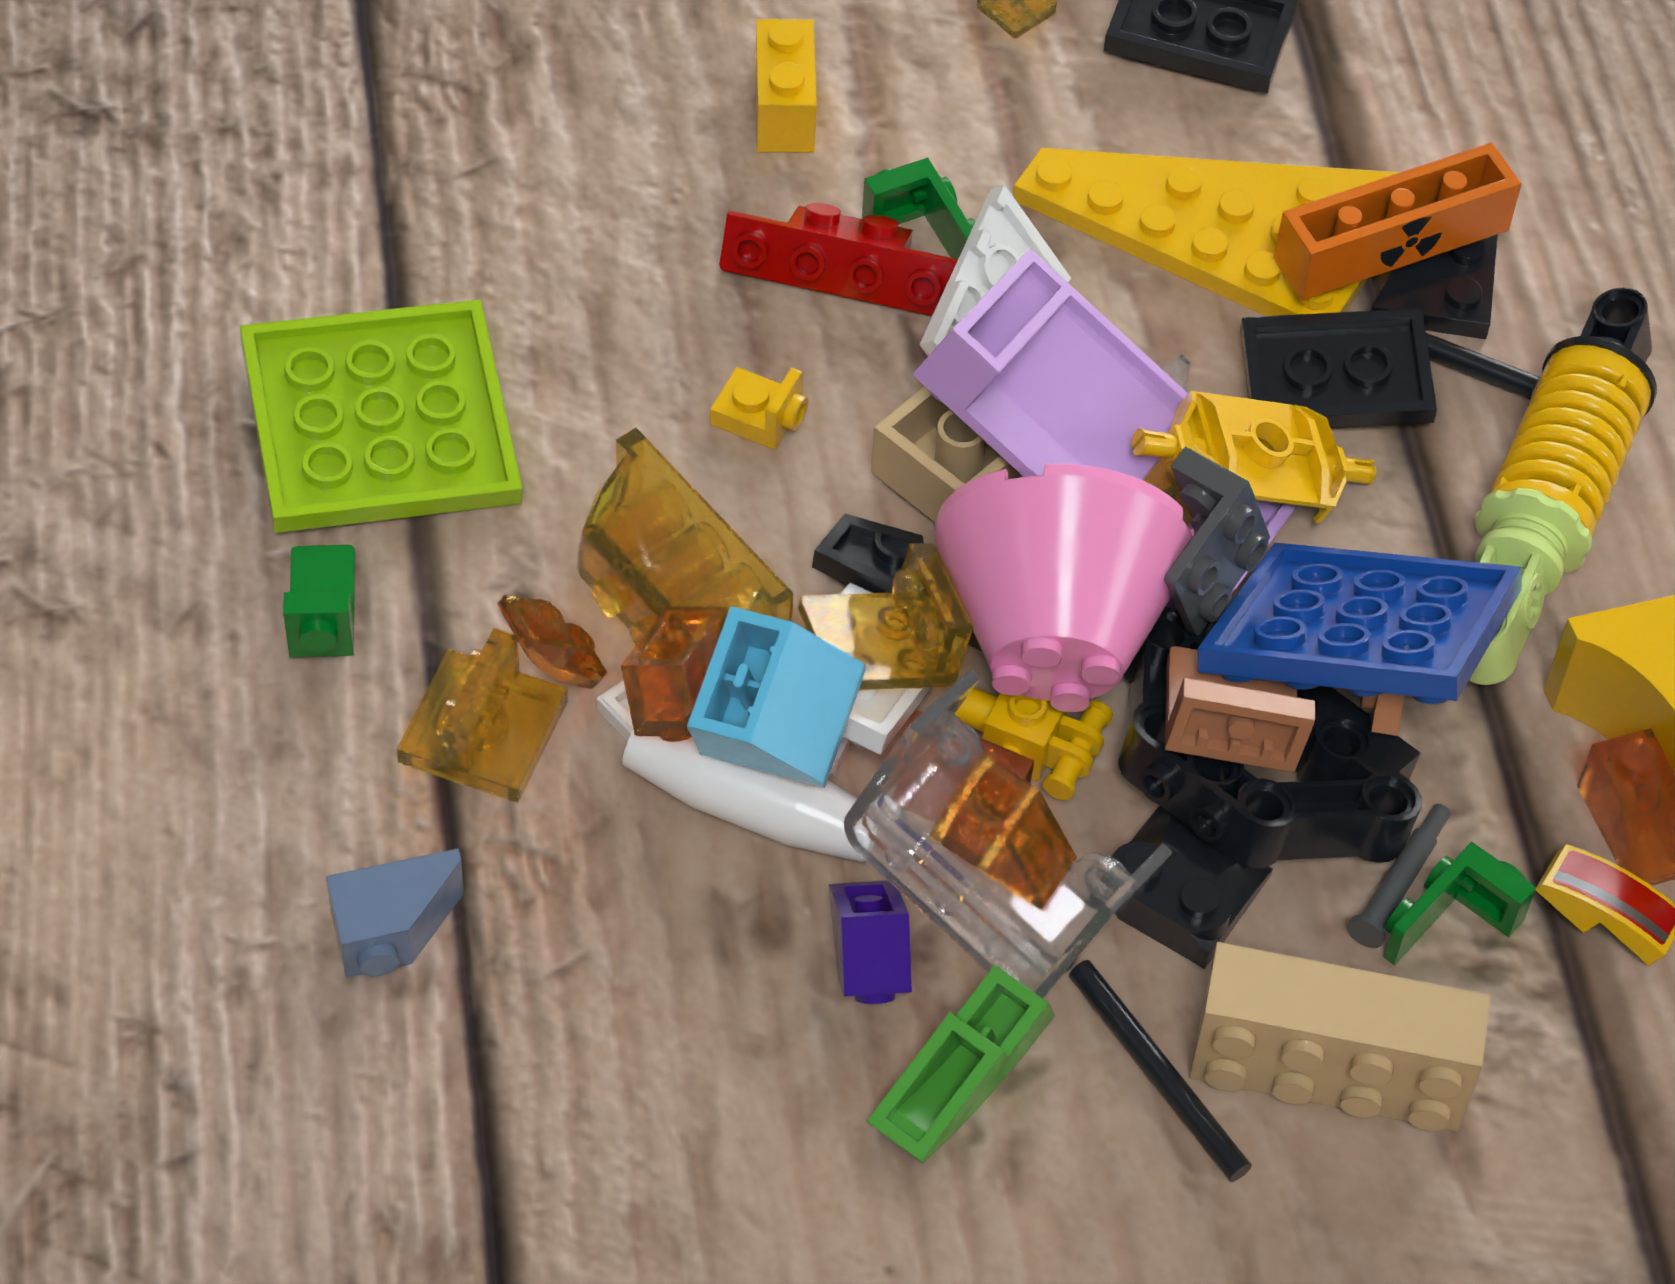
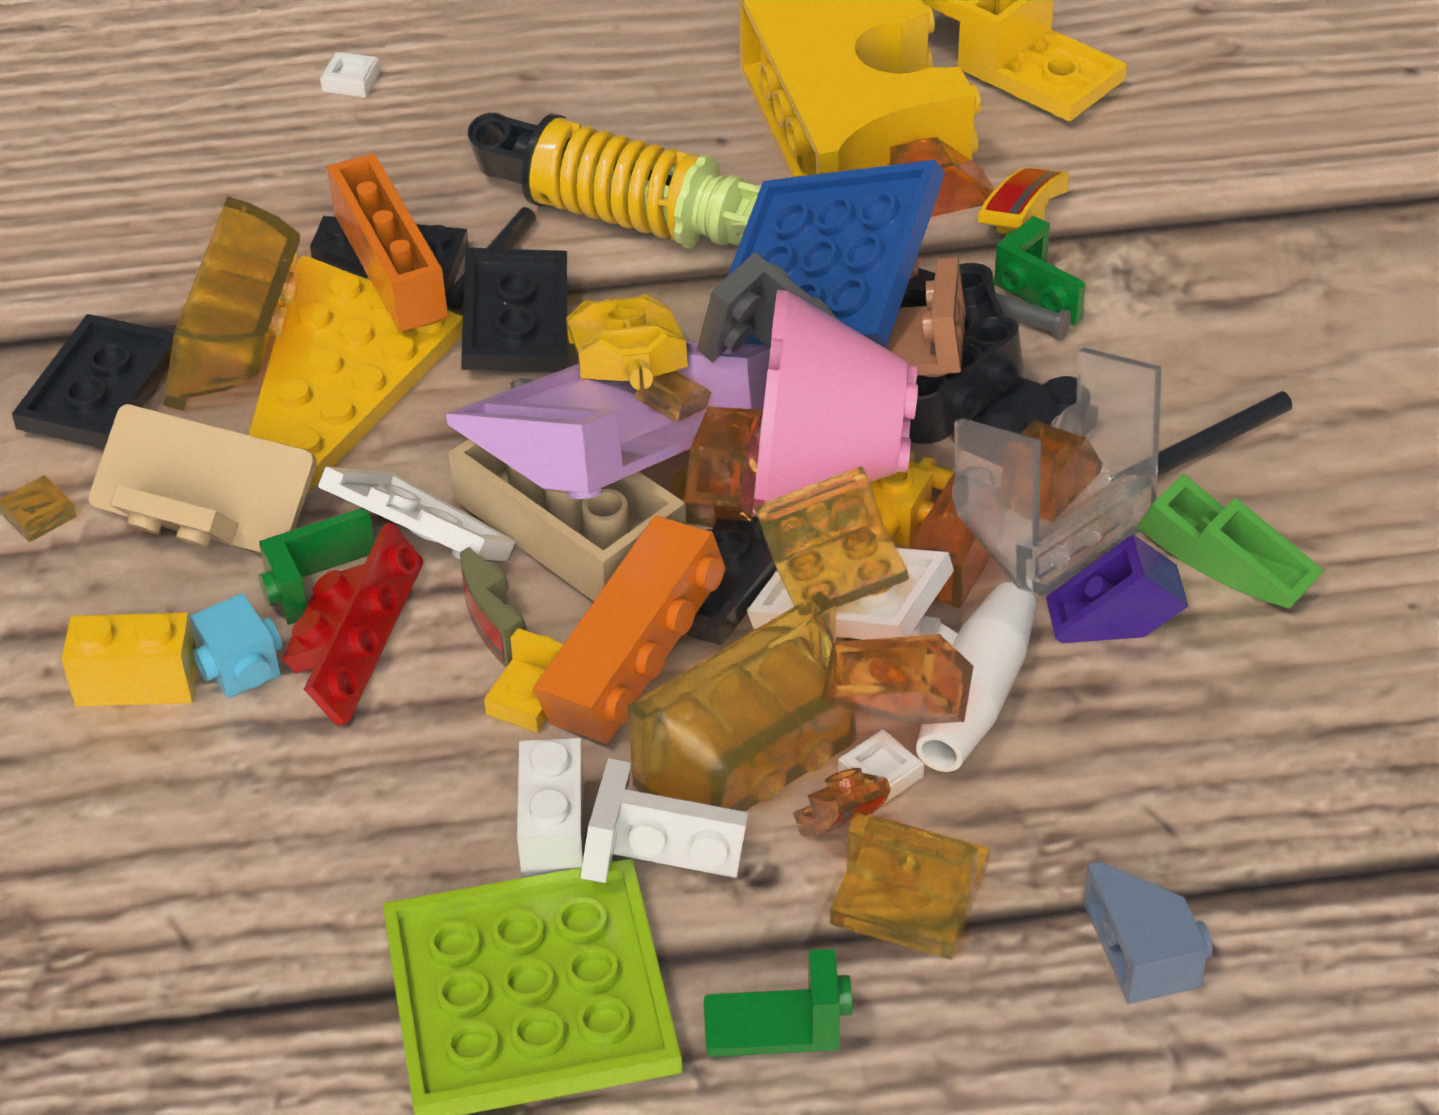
camera: 85 degrees left, 10 degrees down
(547, 463) = (659, 829): none -> white bracket
(572, 415) = (550, 806): none -> white brick
(775, 698) = (940, 596): medium azure slope -> none
(806, 163) = (235, 646): none -> medium azure brick
(807, 469) = (630, 629): none -> orange brick
(866, 356) = (488, 606): none -> olive slope
(1023, 110) = (200, 480): none -> tan bracket
(1298, 101) = (234, 303): none -> clear yellow windscreen
(1340, 1037) = (1190, 314): tan brick -> none

